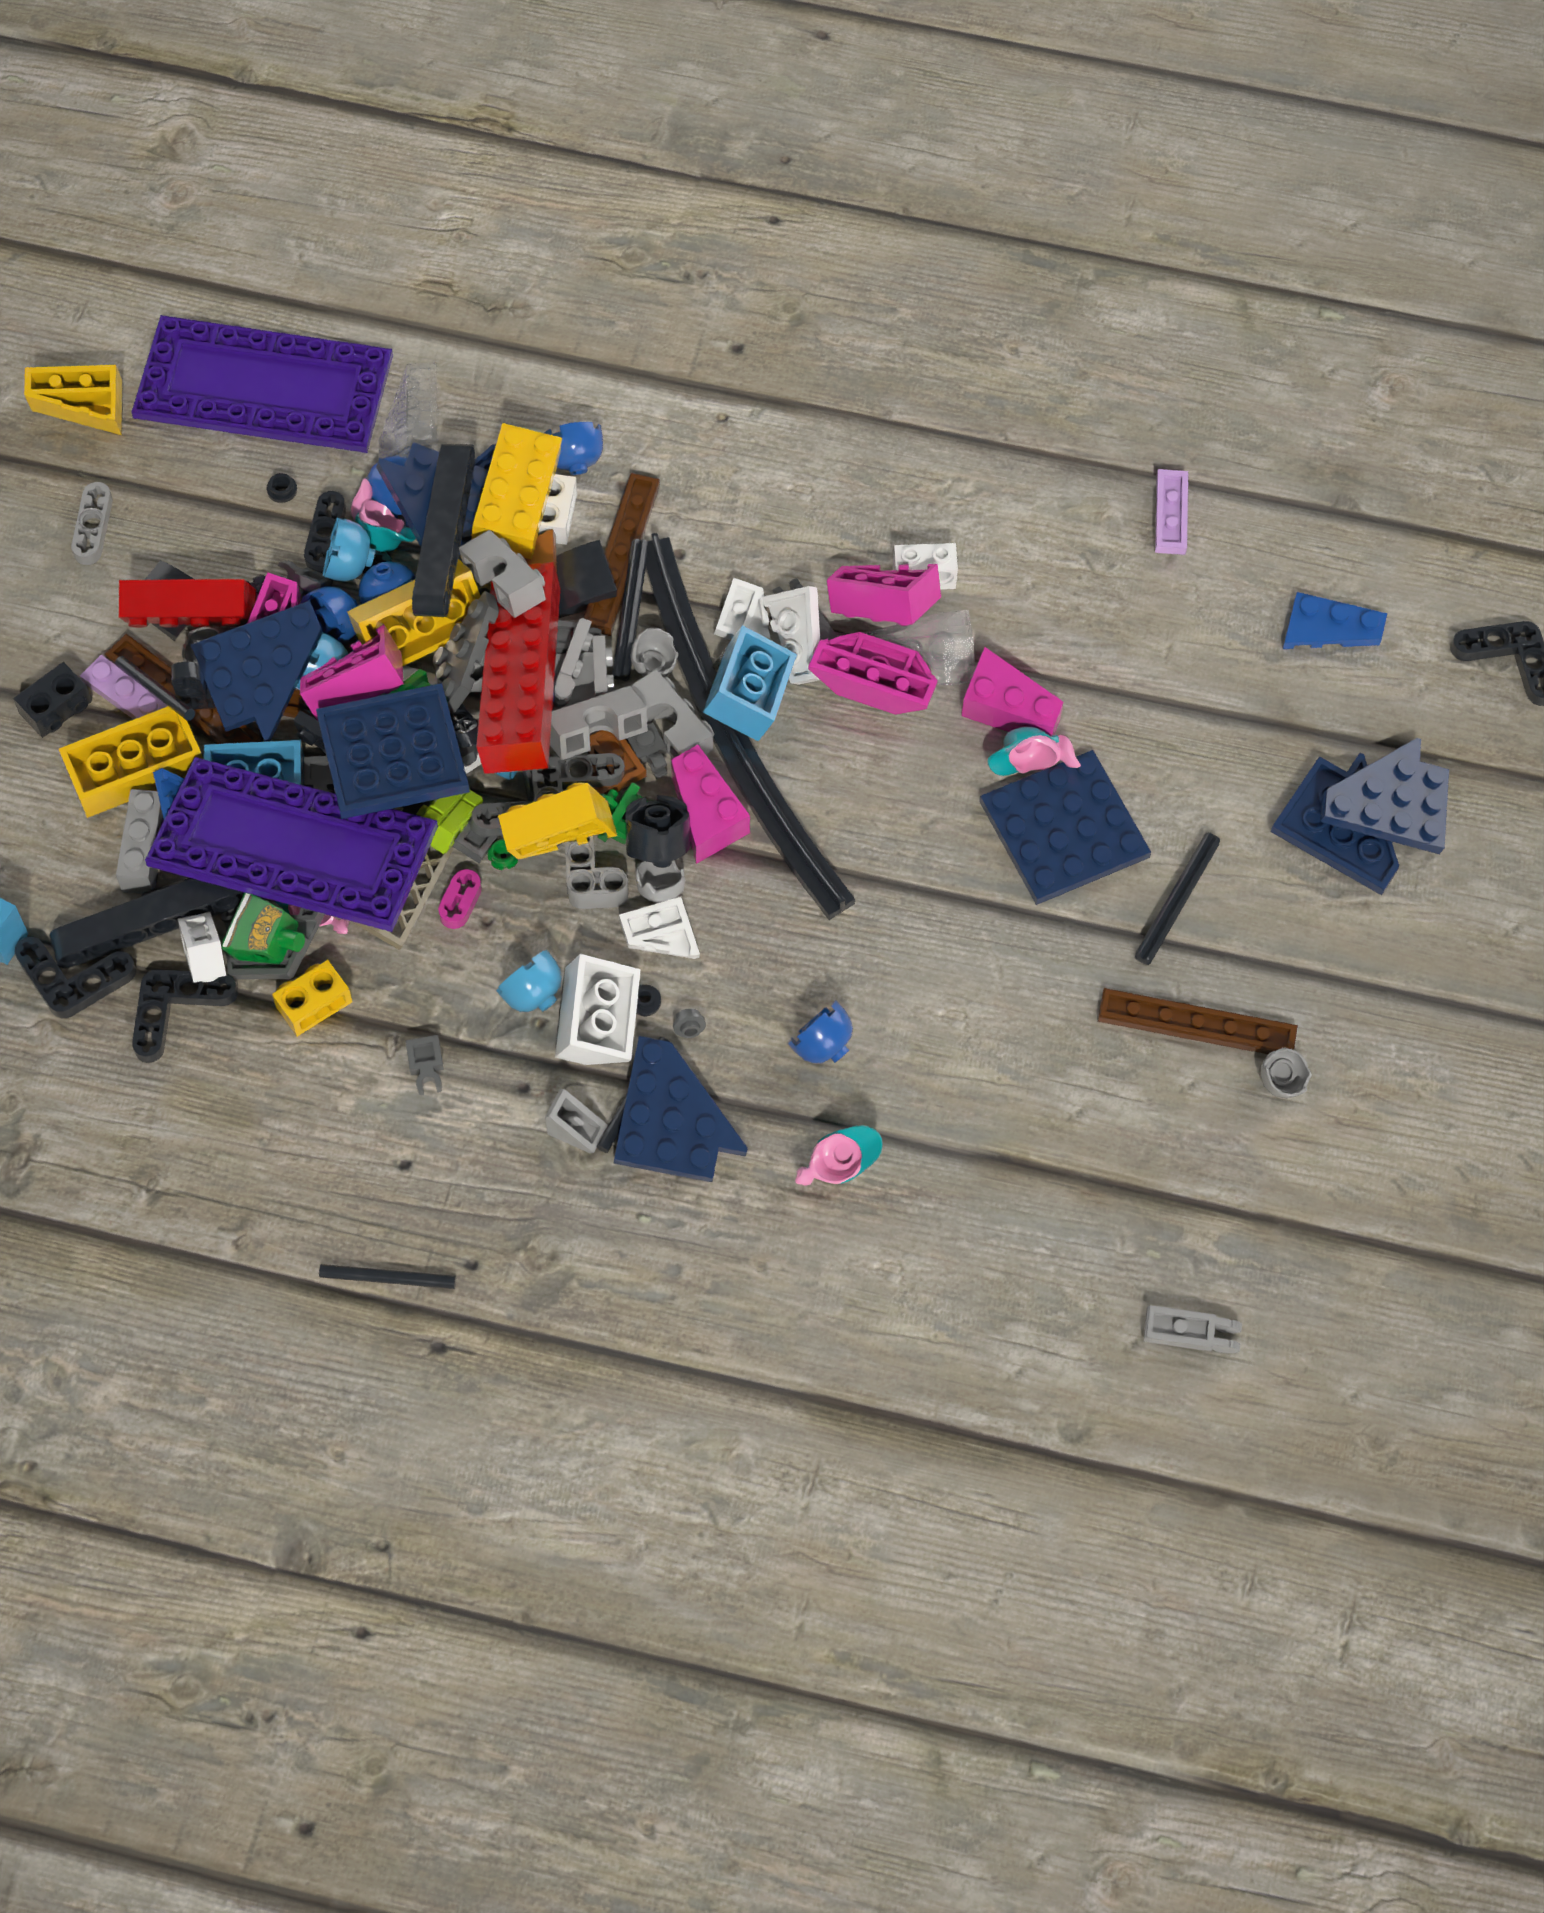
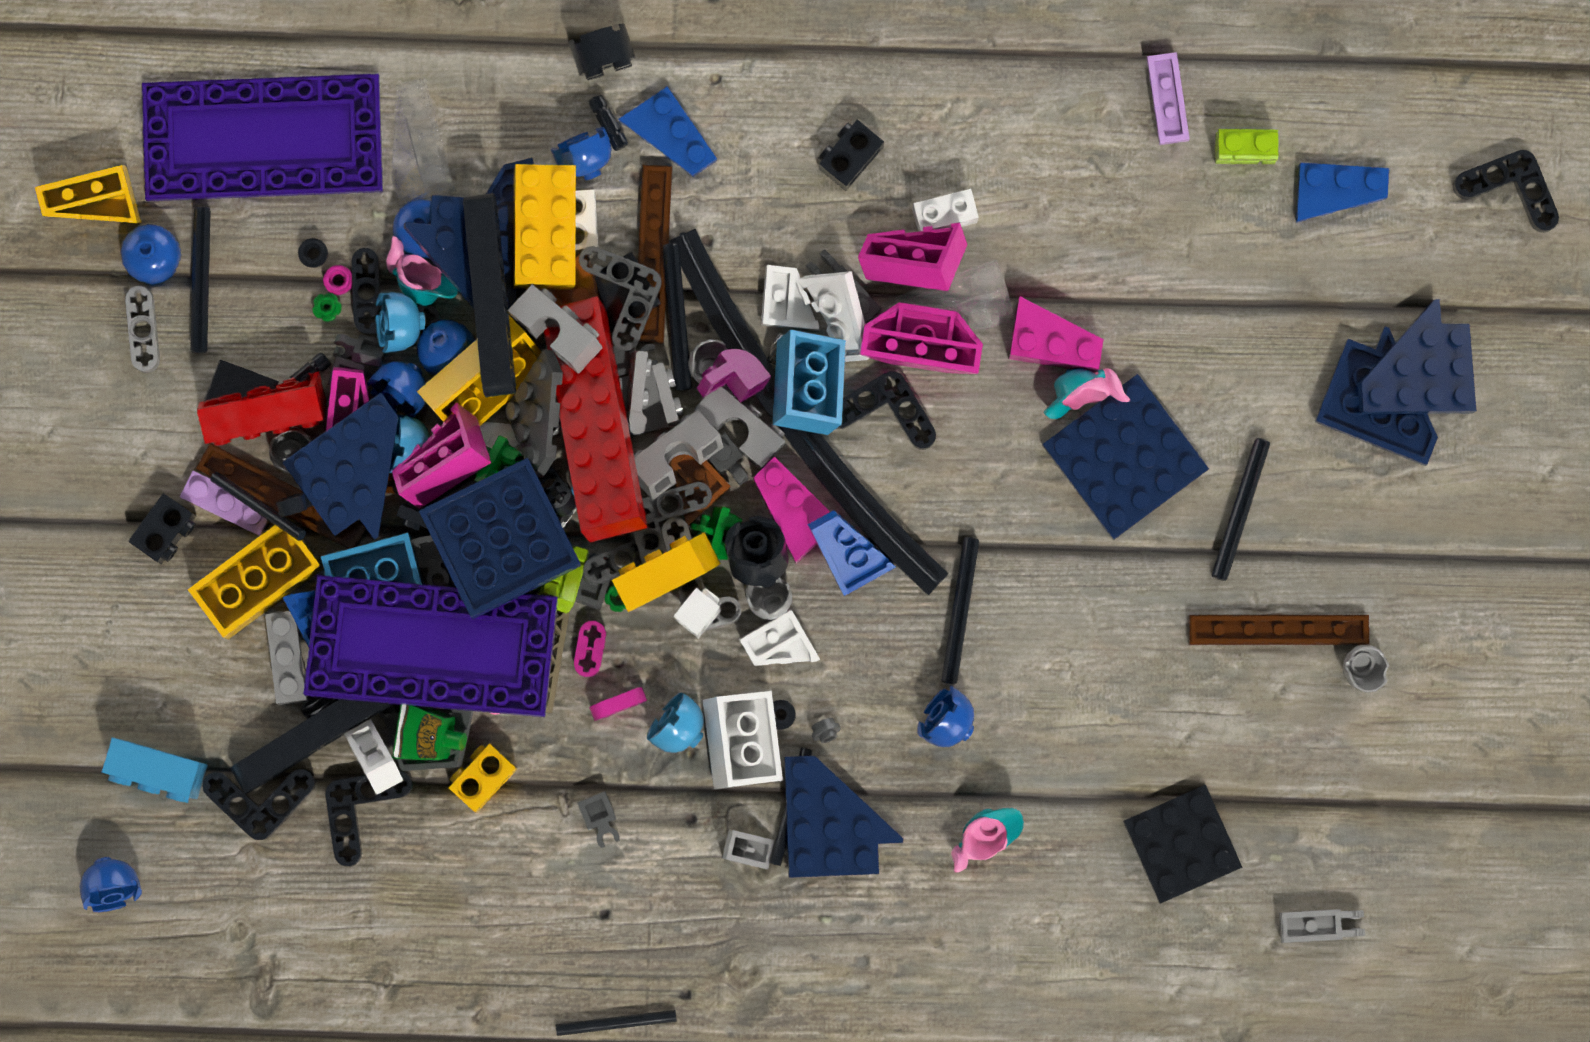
camera: 10 degrees left, 20 degrees up
(121, 458) = (150, 254): none -> blue cylinder
(162, 492) = (200, 280): none -> black axle
(284, 543) = (329, 314): none -> green plate
(298, 509) = (334, 271): none -> dark pink plate
(475, 954) = (618, 703): none -> dark pink beam
(580, 864) = (698, 611): none -> white brick
(593, 572) = (636, 292): none -> dark grey beam
(611, 445) = (607, 120): none -> black axle
(616, 363) = (602, 51): none -> black brick
(666, 450) = (670, 130): none -> blue wing
(677, 658) = (738, 370): none -> magenta brick
(752, 851) = (848, 553): none -> wing
(824, 724) = (883, 398): none -> black beam
(844, 505) = (856, 158): none -> black brick
(859, 936) = (960, 610): none -> black axle
(1052, 1217) = (1182, 844): none -> black plate
(1244, 565) = (1246, 146): none -> lime brick

